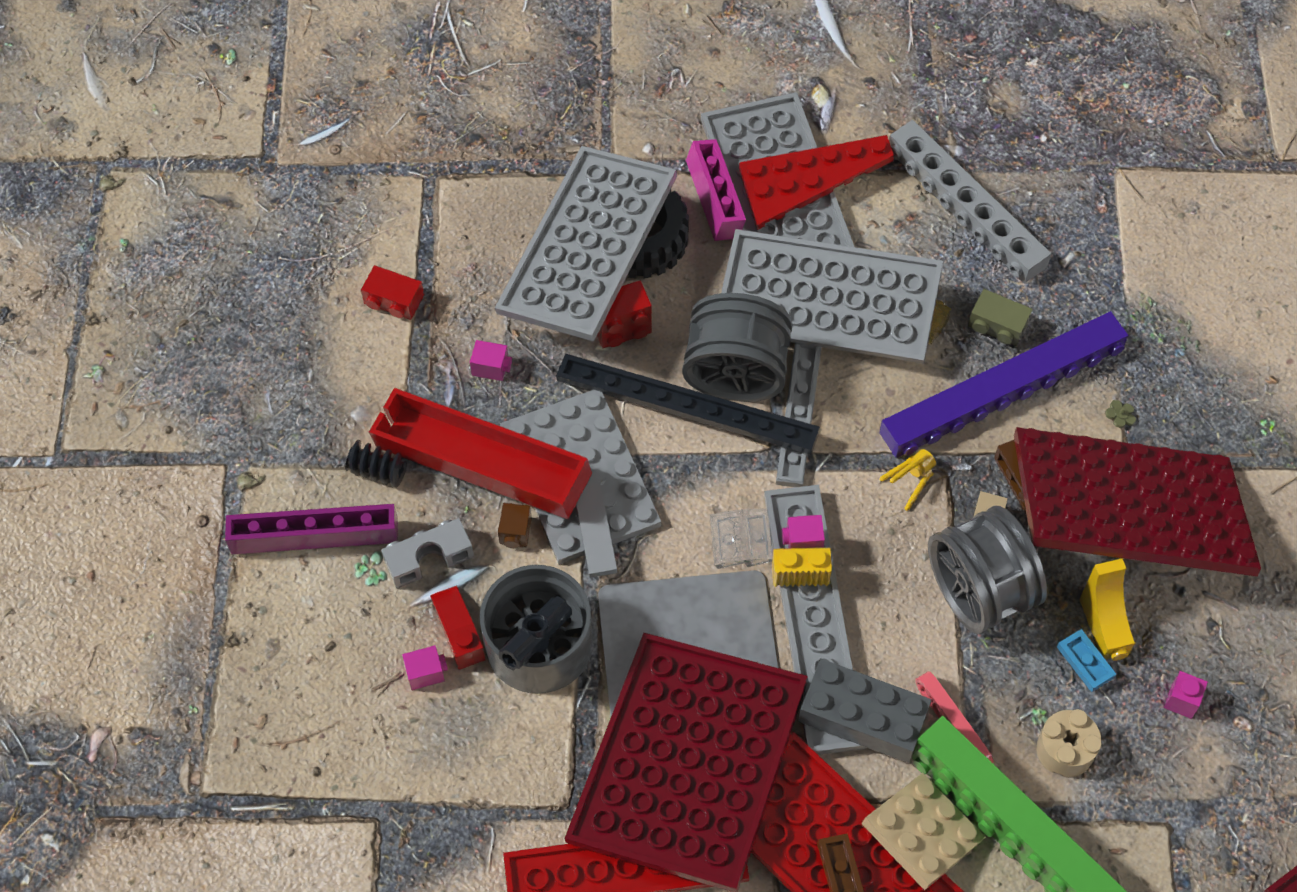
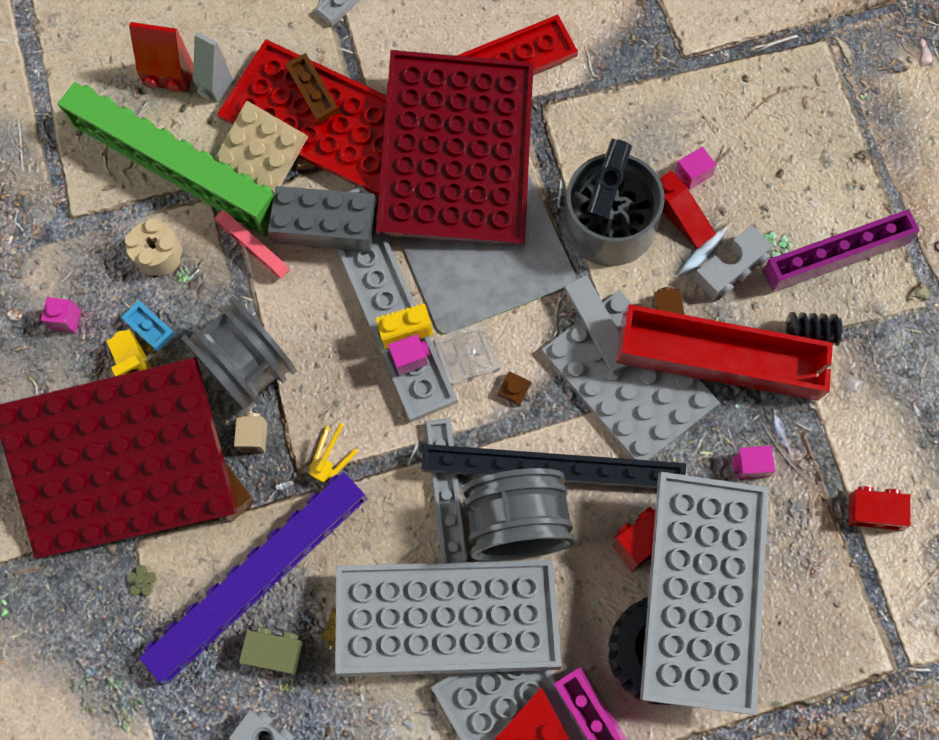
camera: 170 degrees right, 10 degrees up
(701, 494) = (514, 388): none -> reddish brown plate

